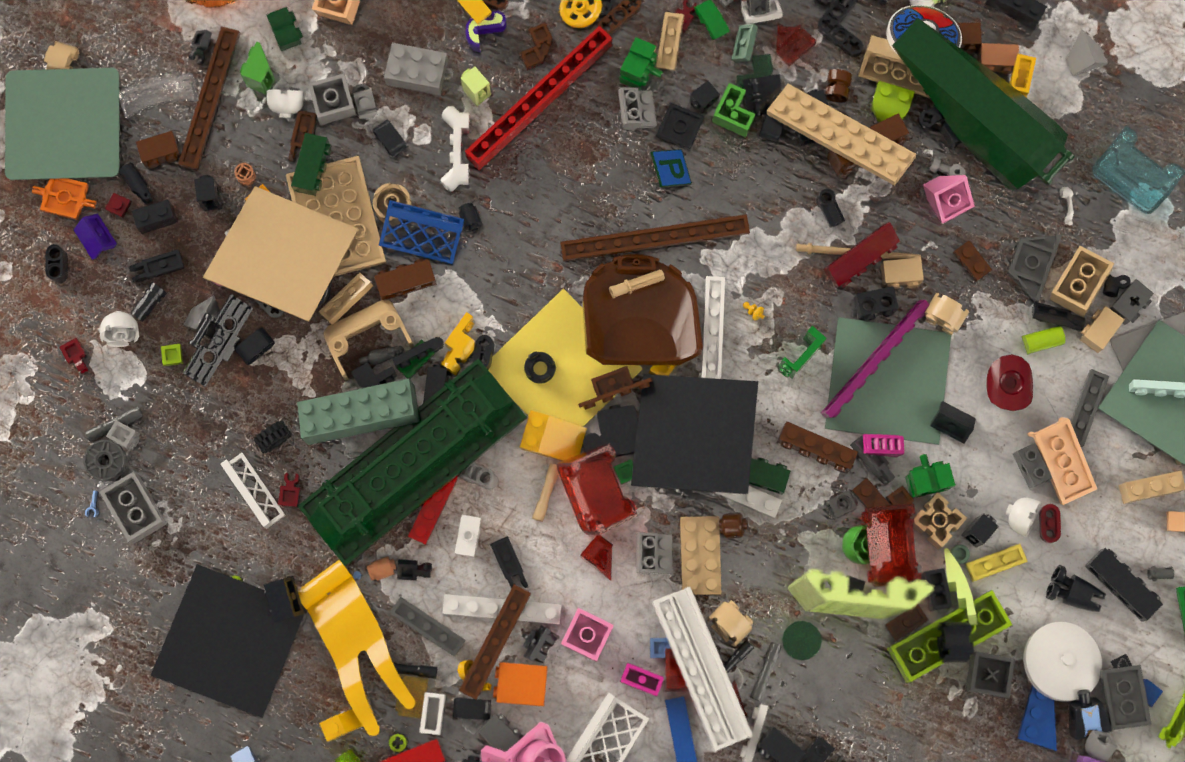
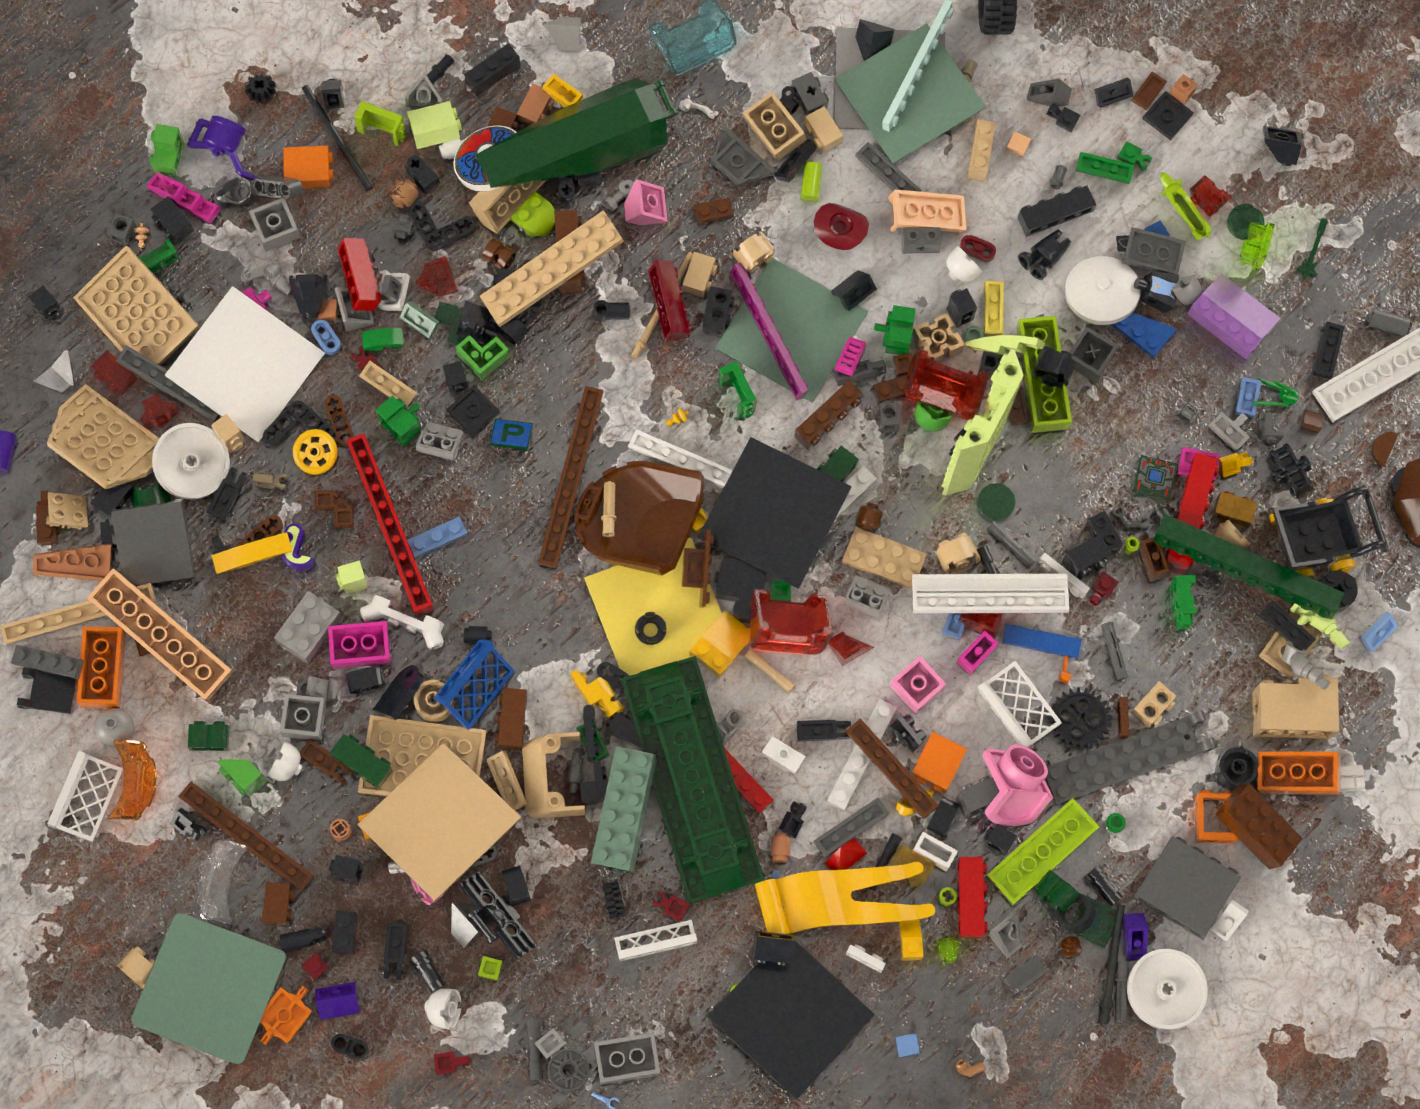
camera: 70 degrees left, 5 degrees down
(308, 697) = (858, 953): none -> white plate
(387, 171) = (399, 692): none -> black tile
(399, 633) = (846, 856): none -> red slope
(417, 118) = (359, 645): none -> dark pink slope
(548, 145) = (437, 537): none -> medium blue plate

